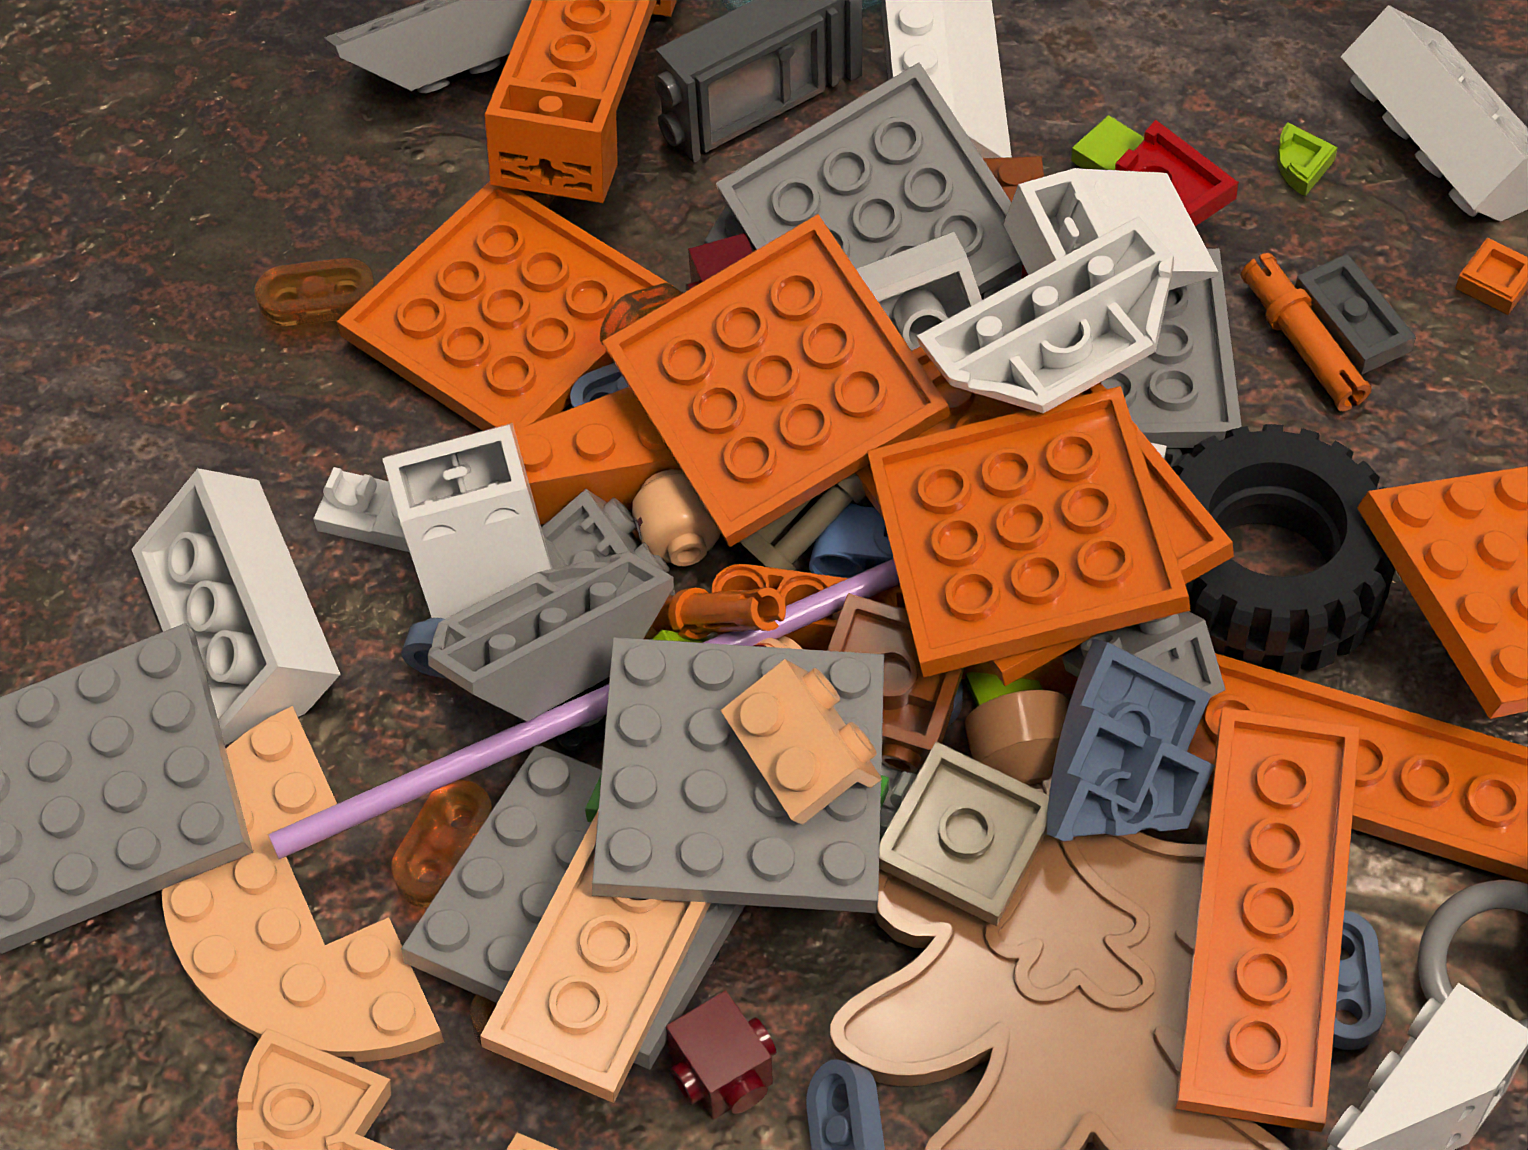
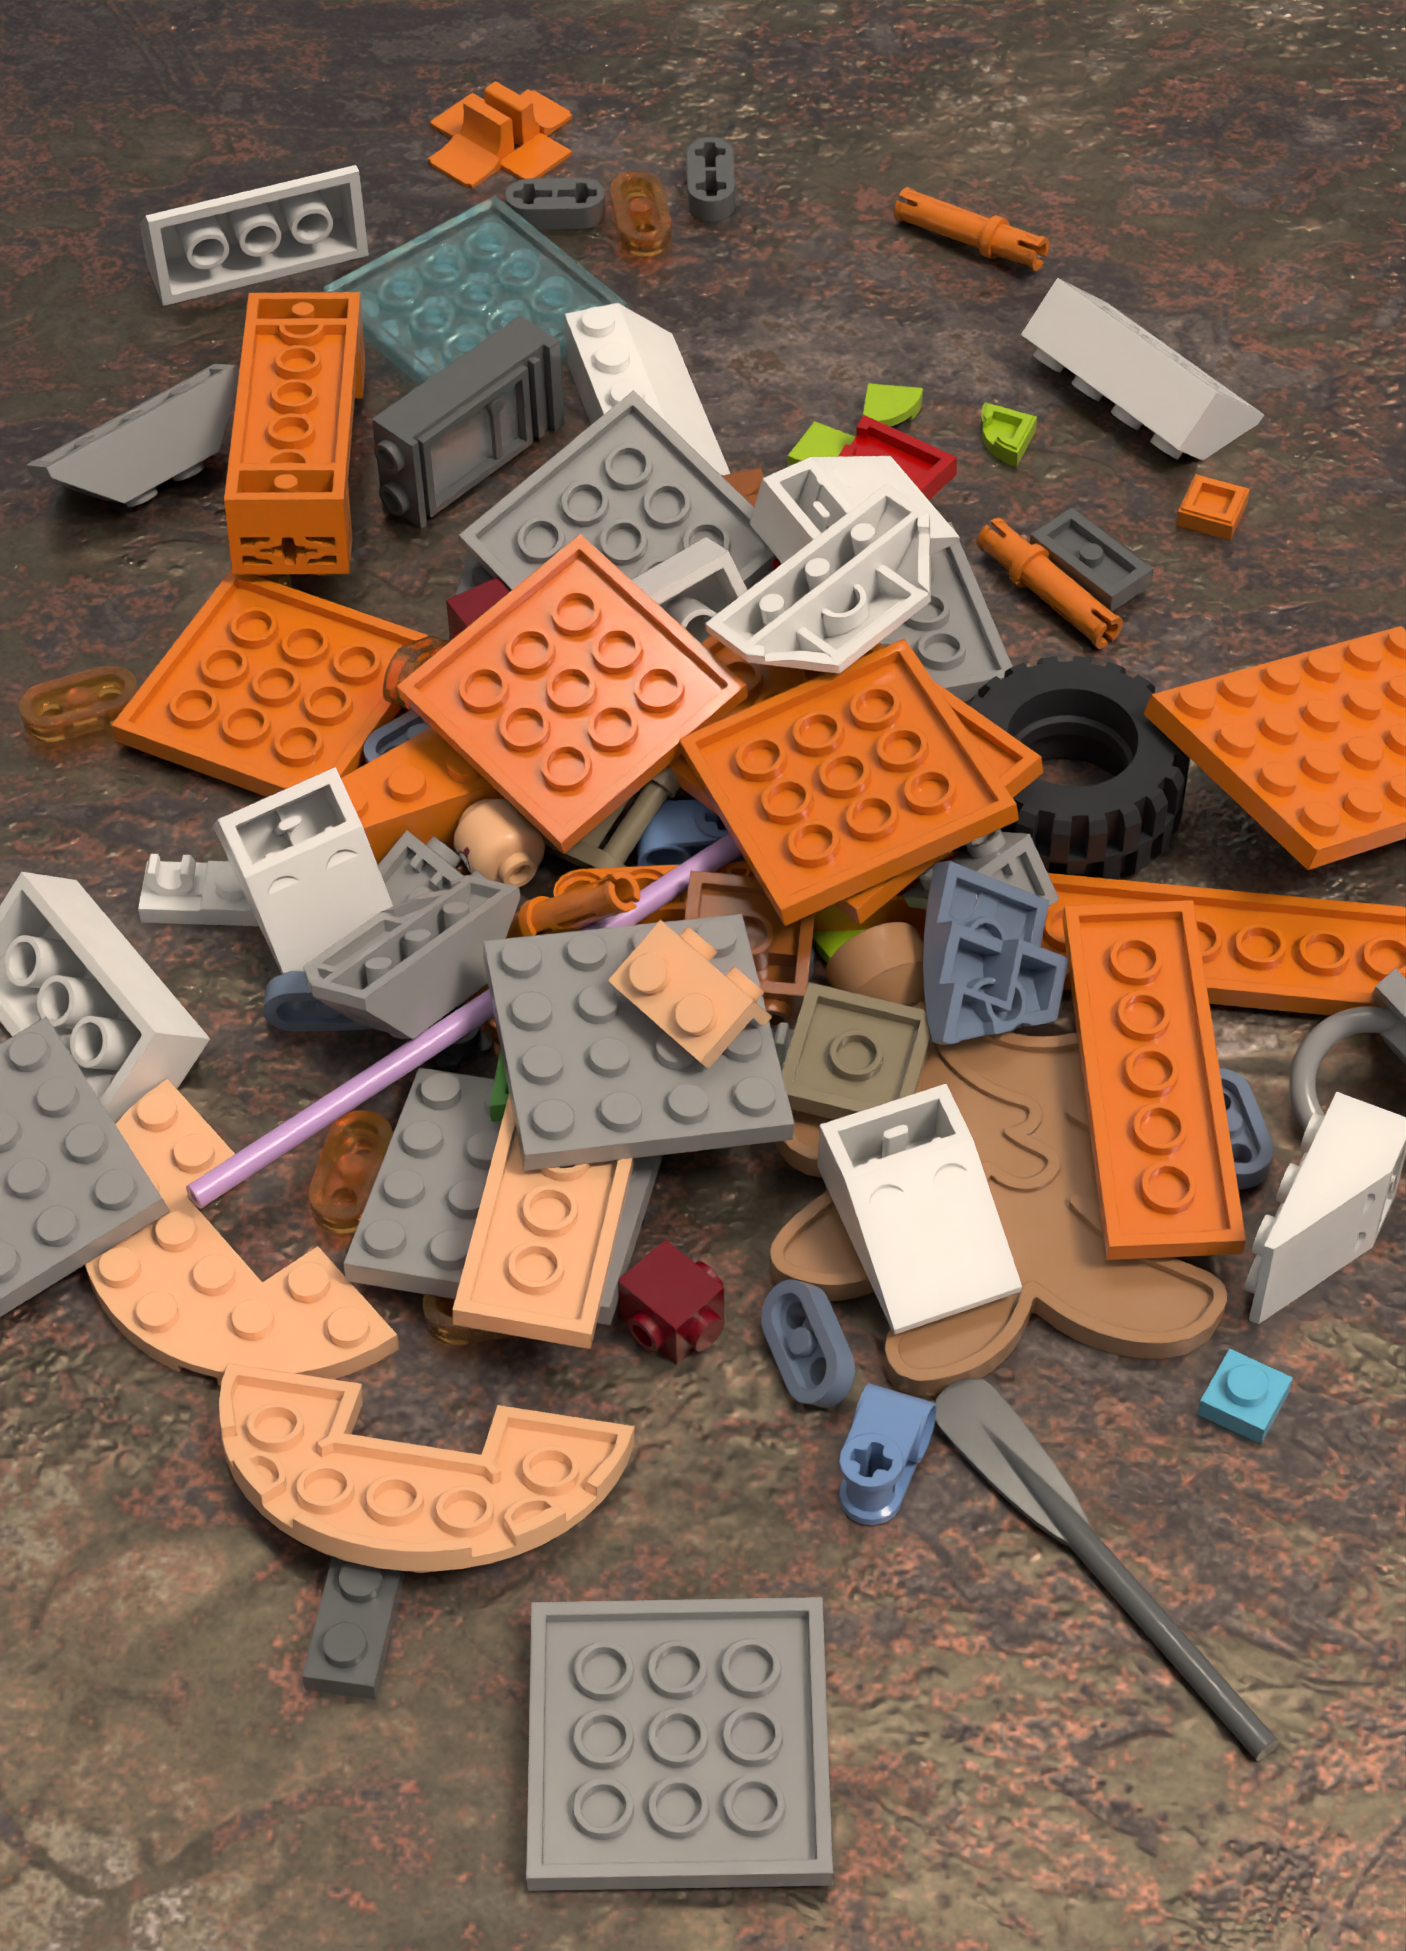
camera: 15 degrees left, 5 degrees down
(988, 1017) = (917, 1208): none -> white slope
(1191, 109) = (892, 403): none -> lime tile

